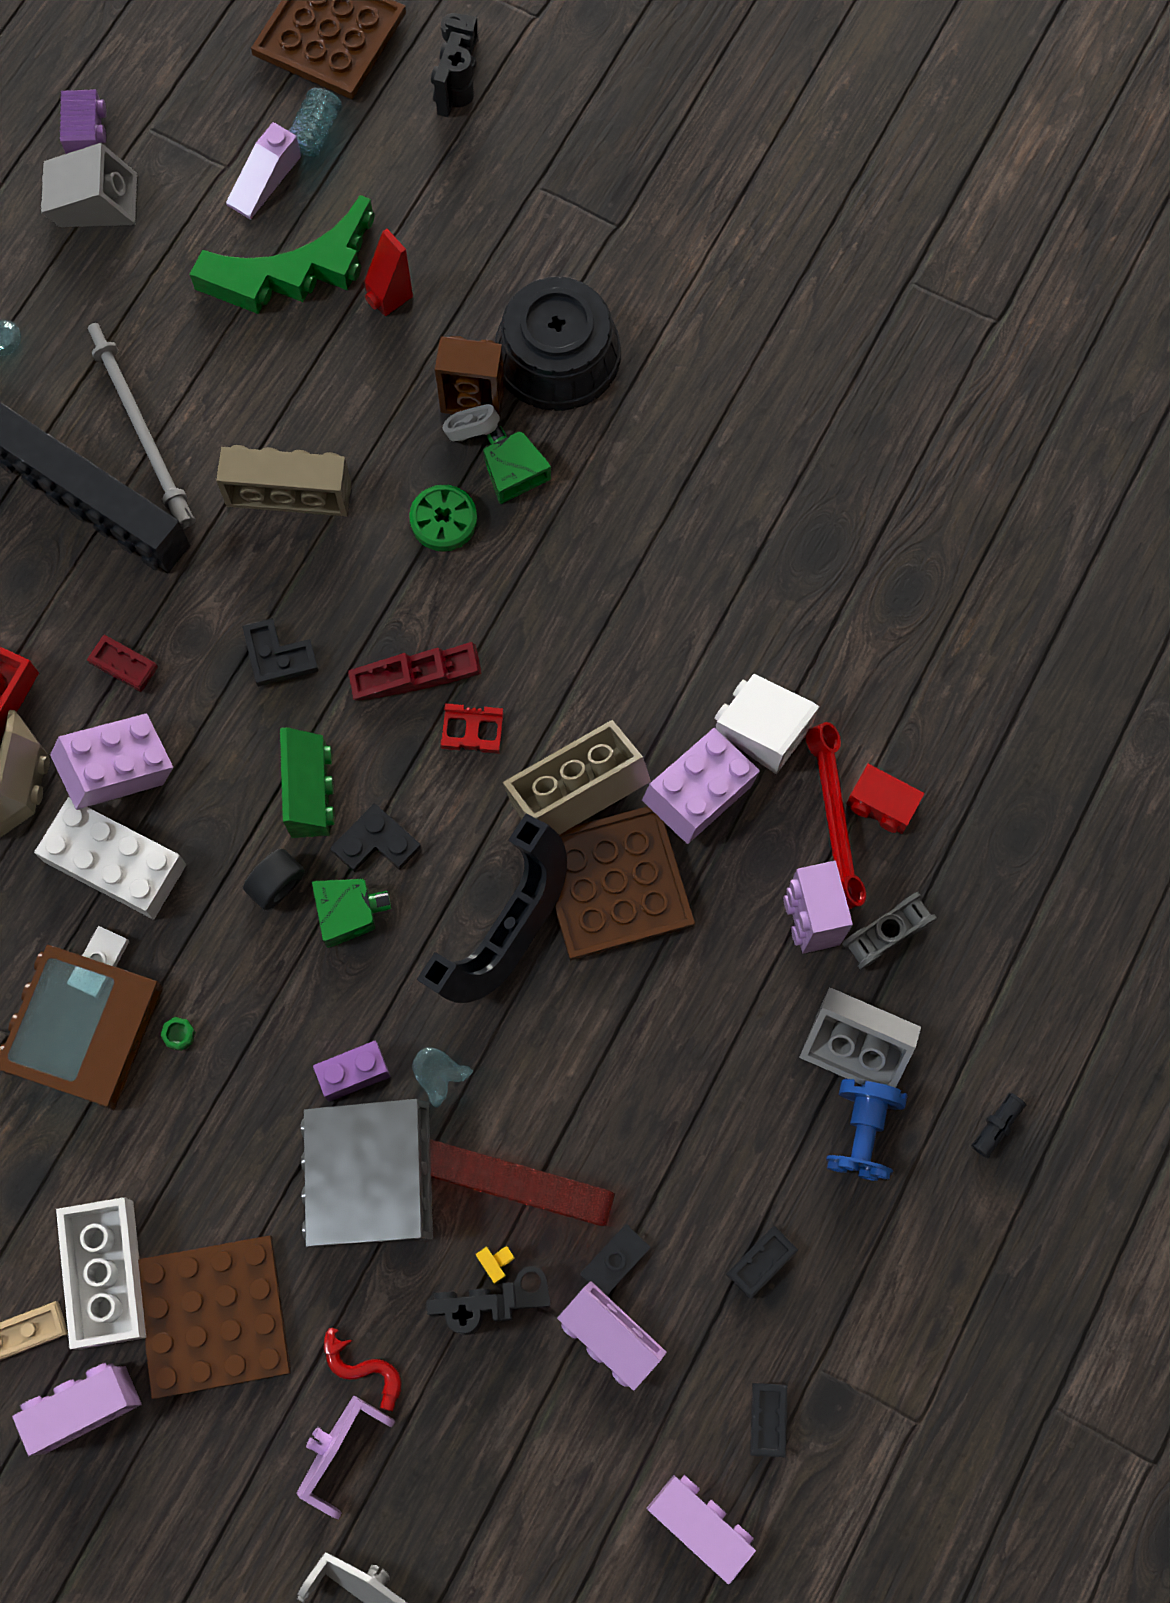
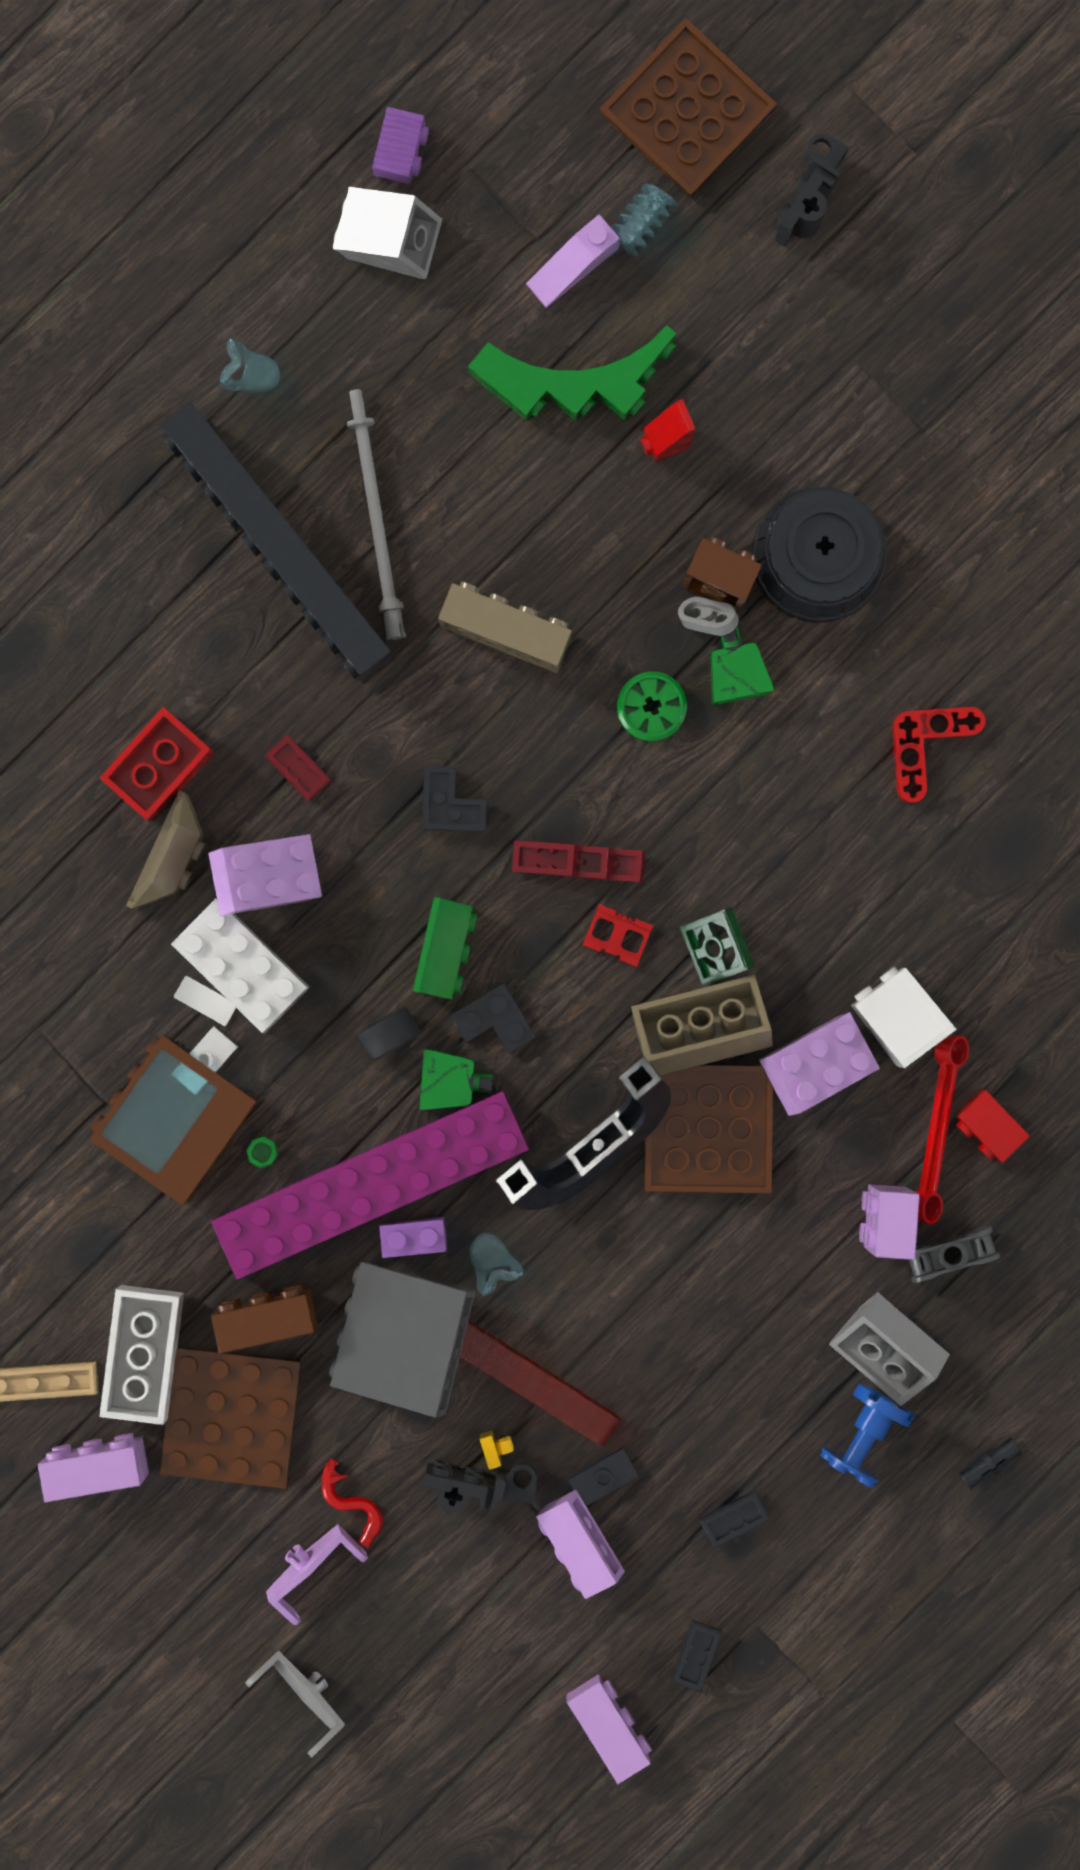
camera: 20 degrees right, 15 degrees up
(85, 906) = (205, 1000): none -> white sticker
(219, 1196) = (264, 1318): none -> reddish brown brick
(291, 1033) = (370, 1184): none -> magenta brick
(553, 690) = (692, 936): none -> piece
(701, 471) = (924, 732): none -> red beam

